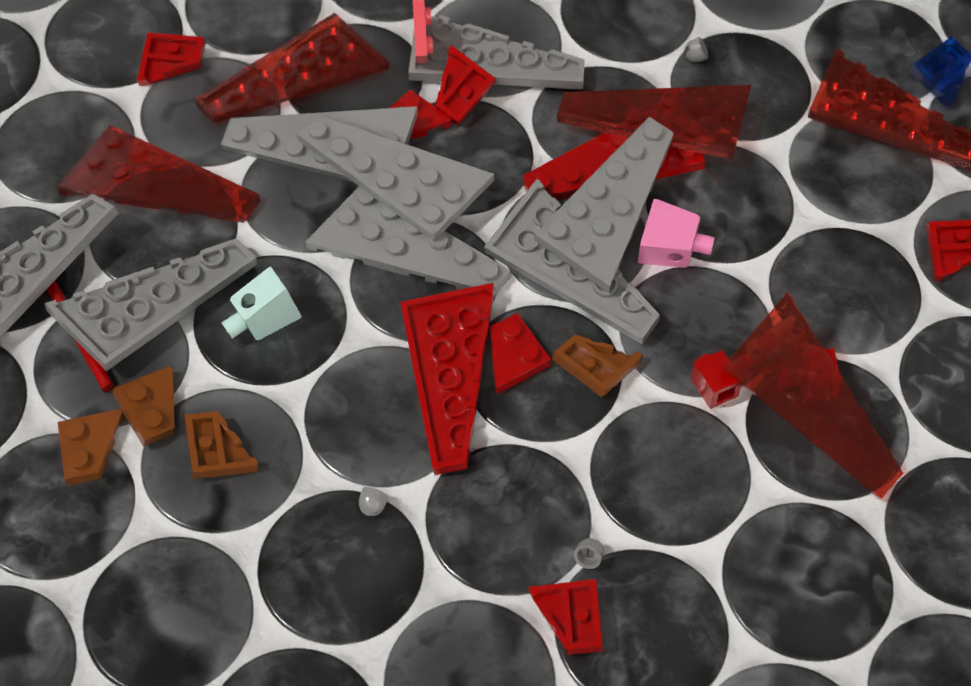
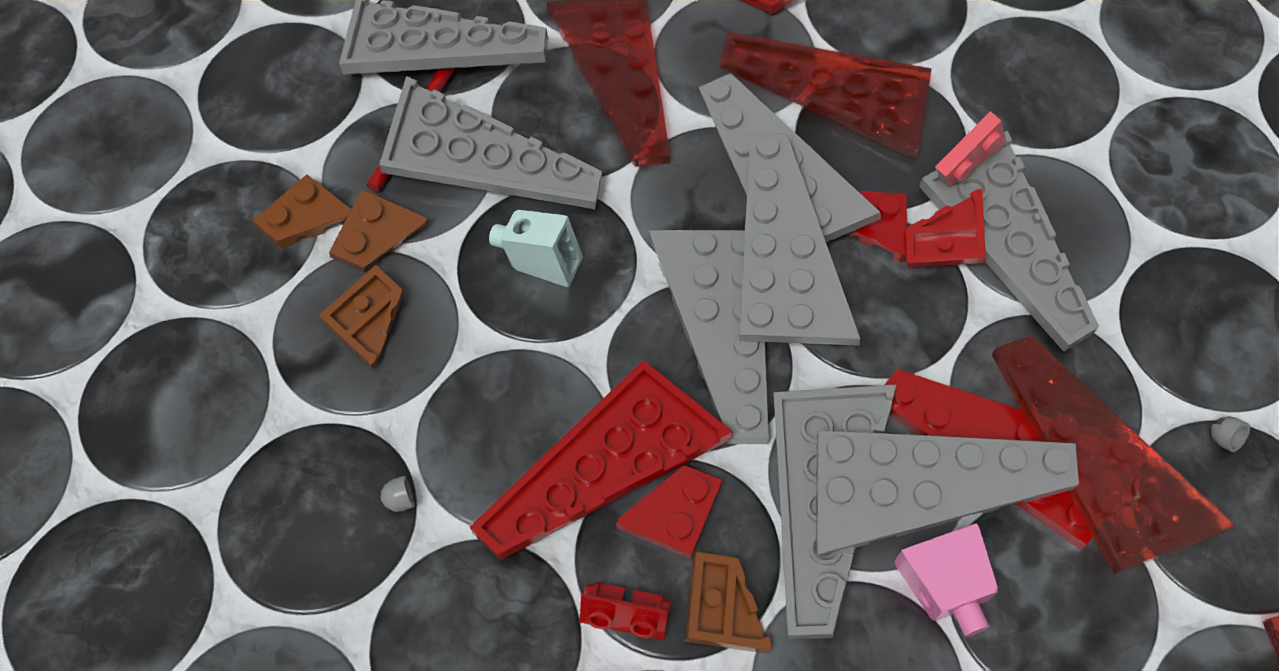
camera: 55 degrees right, 5 degrees up
(563, 414) = (604, 609): none -> red hinge

